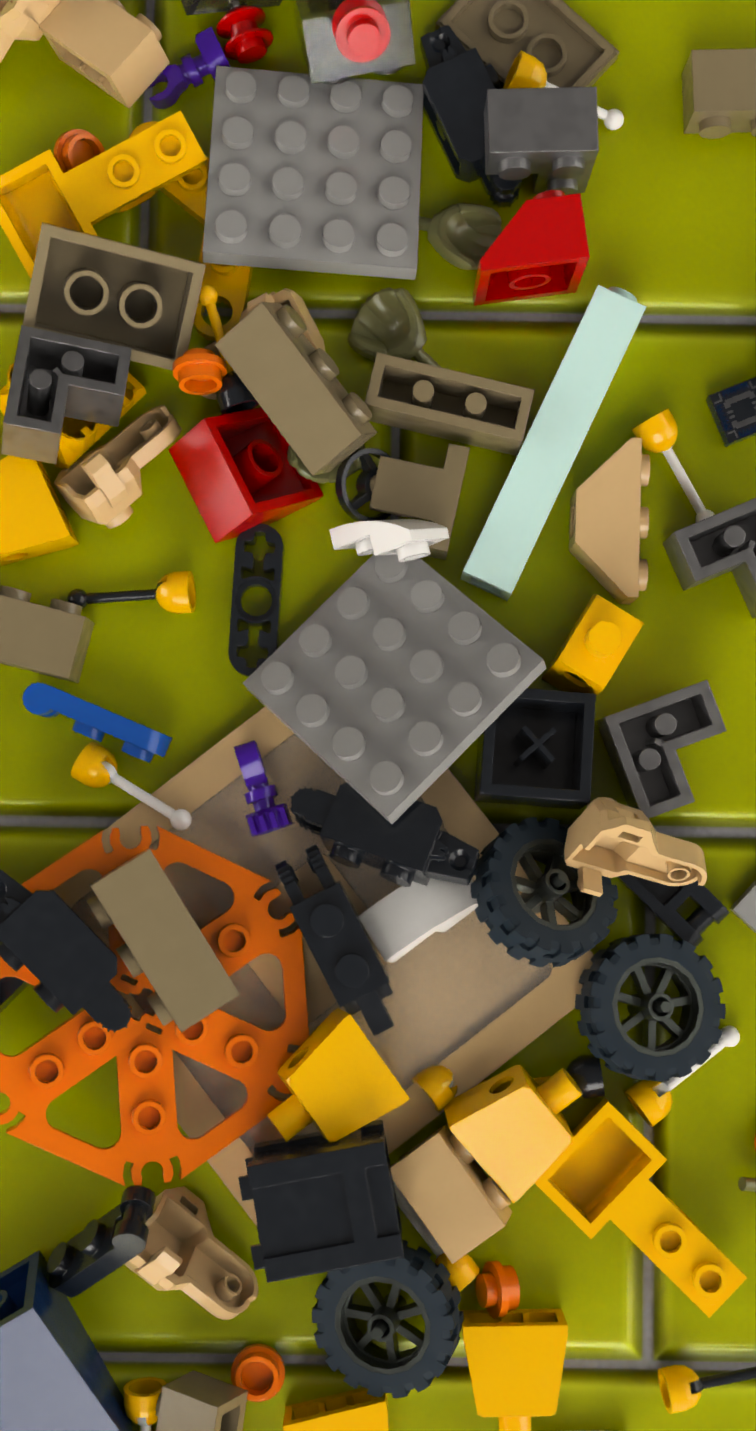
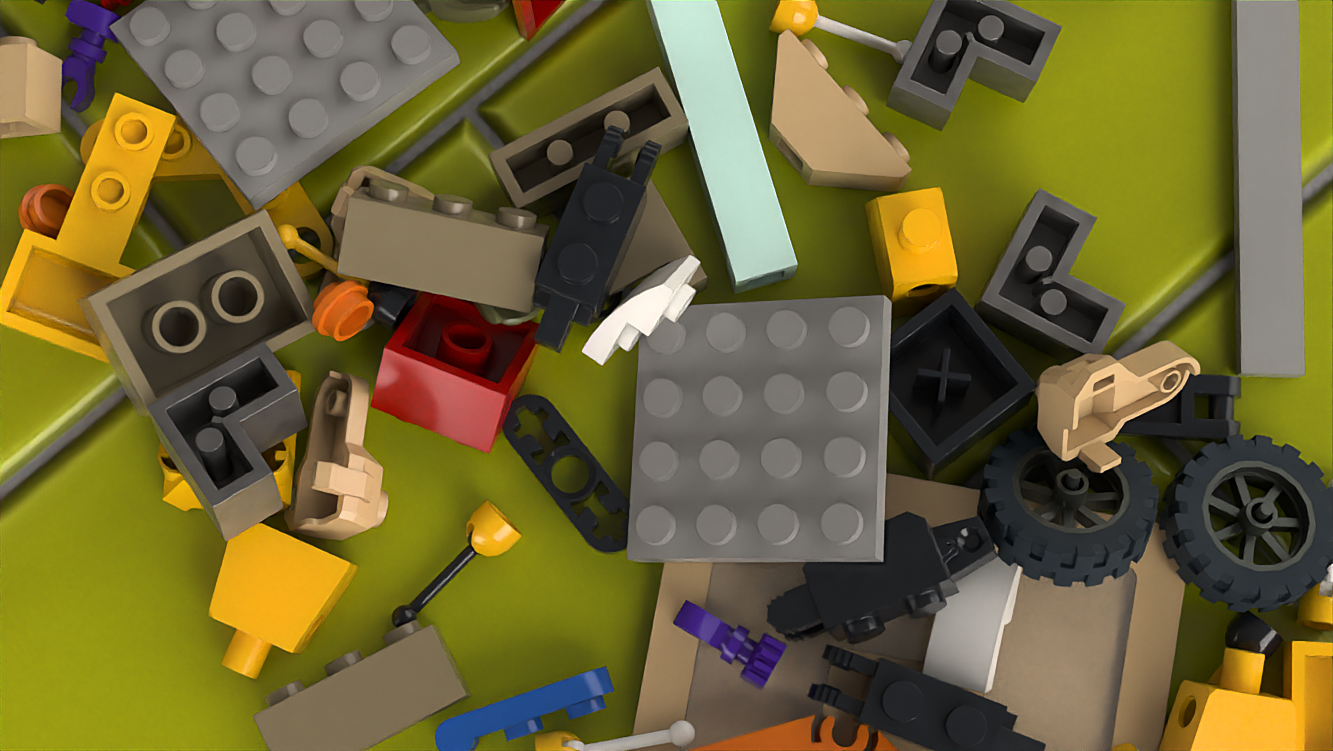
camera: 40 degrees left, 5 degrees down
(391, 326) = (471, 123): olive piece -> none
(392, 463) = (591, 240): none -> black hinge

